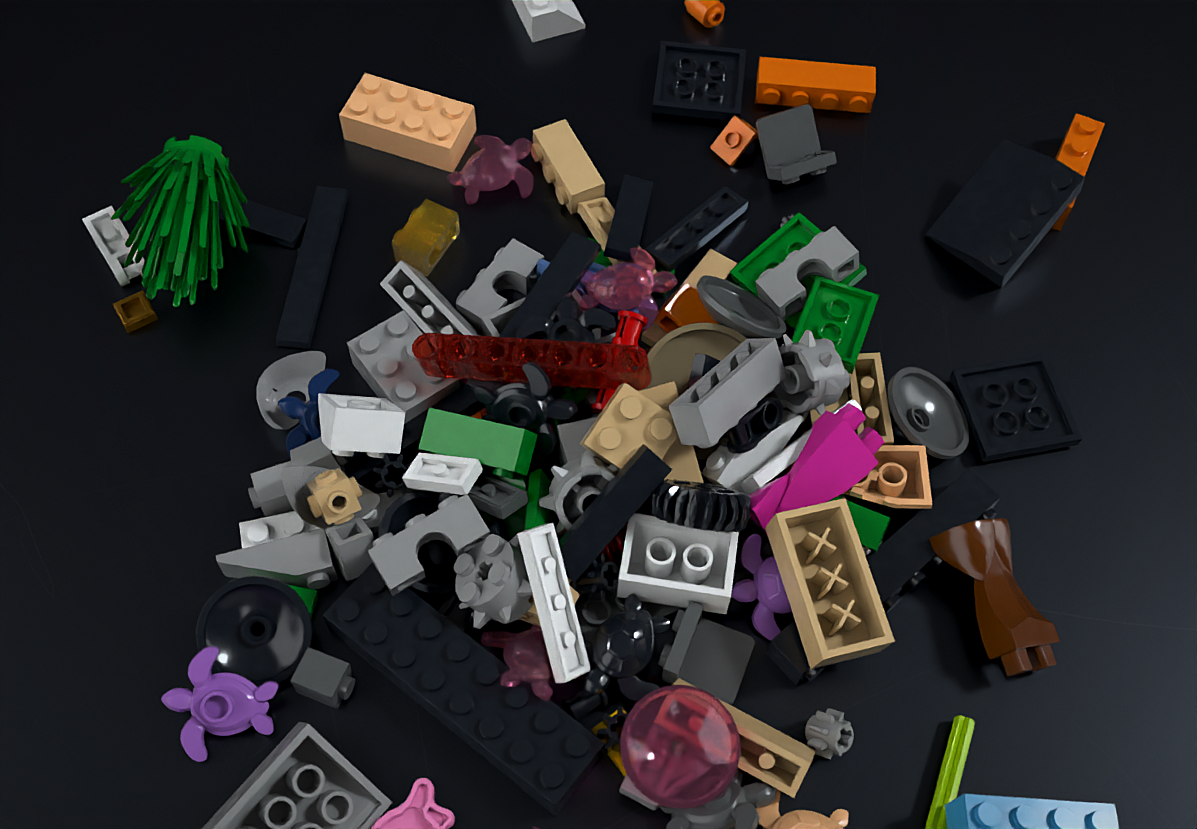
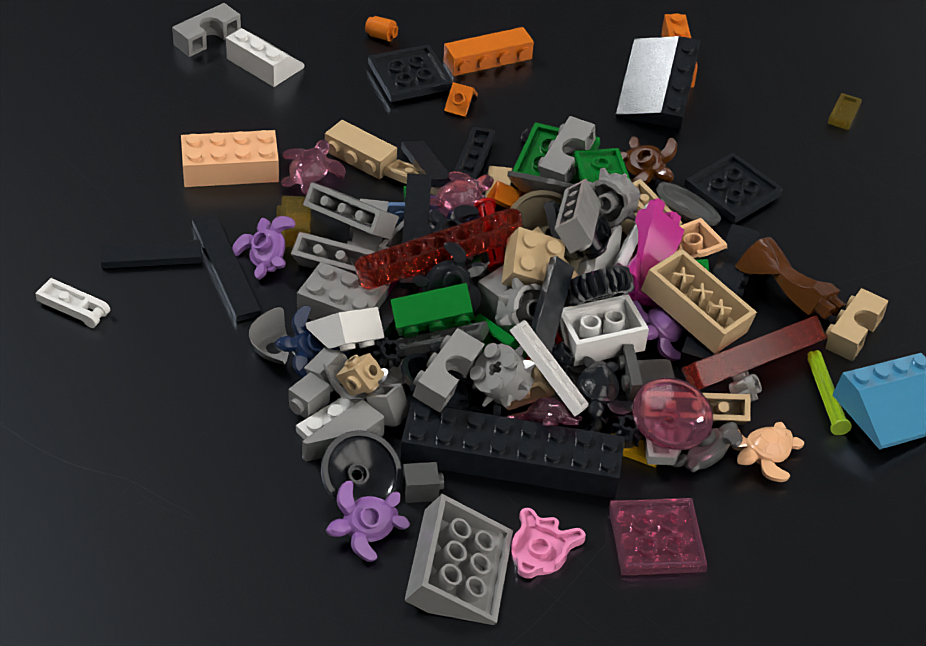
camera: 30 degrees left, 15 degrees down
(135, 311) = (117, 337): pearl gold tile -> none
(190, 182) = (128, 249): green plant -> none
(367, 258) = (266, 245): none -> medium lavender animal
(442, 473) = (423, 334): white plate -> none
(476, 257) = (351, 211): none -> light grey brick
(792, 145) = (500, 89): dark grey bracket -> none
(870, 690) = (754, 353): none -> clear red beam
(916, 325) = (649, 162): none -> reddish brown animal
(1079, 684) = (851, 327): none -> tan arch

